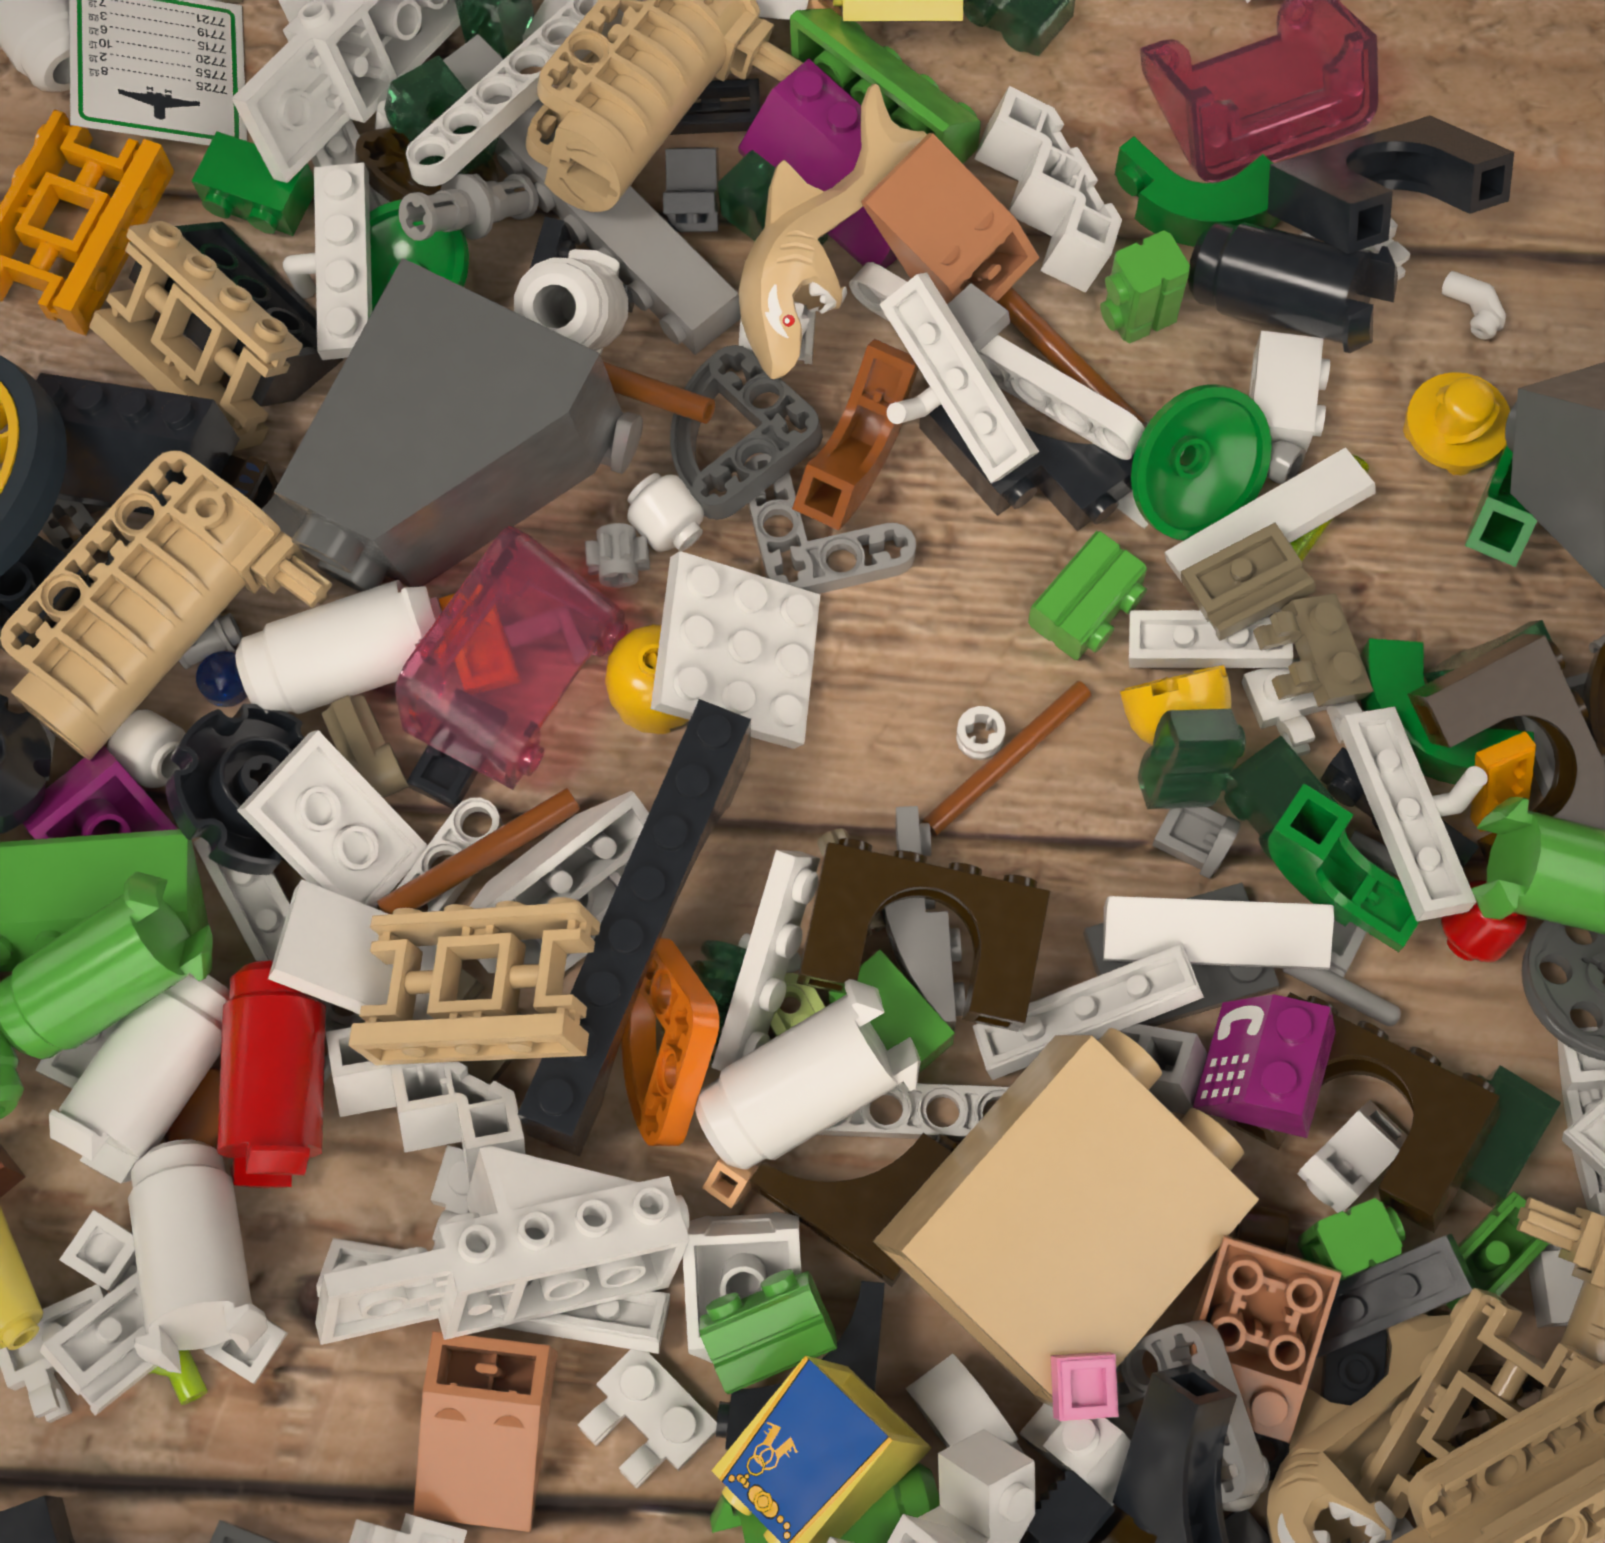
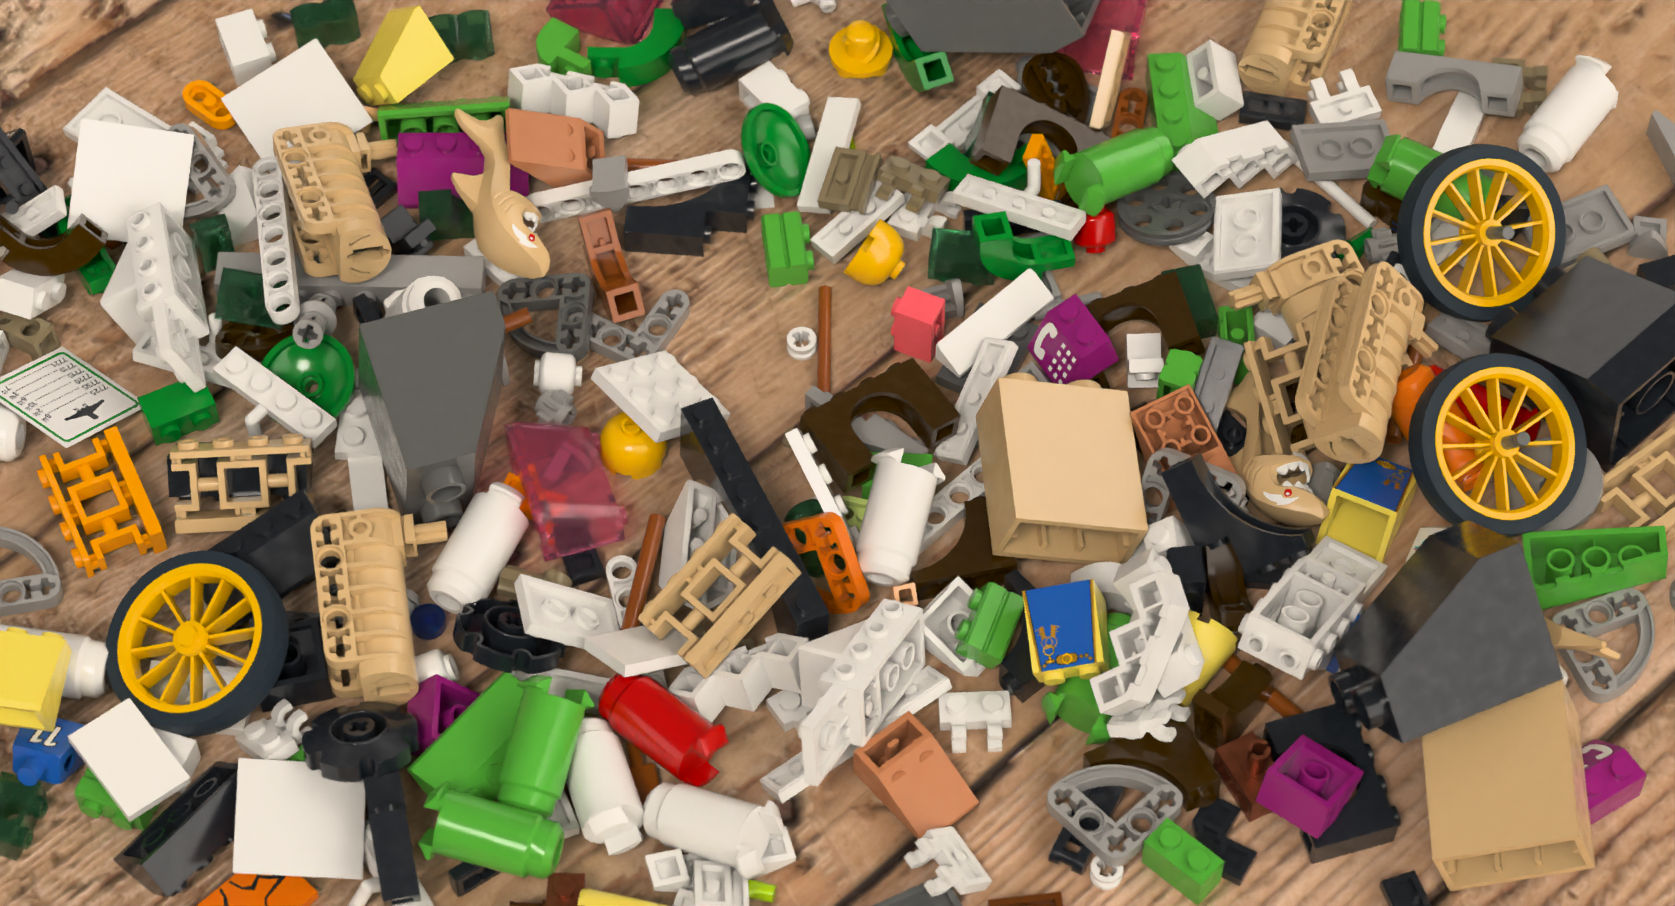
camera: 50 degrees left, 15 degrees down
(955, 380) = (635, 200): white plate -> none
(1084, 1386) = (1139, 512): bright pink tile -> none
(1101, 109) = (559, 48): none -> bright green brick
(1125, 844) = (918, 323): none -> coral brick
(1145, 287) = (667, 103): bright green brick -> none
(1190, 758) = (907, 262): clear green brick -> none
(1456, 627) = (960, 123): none -> white slope

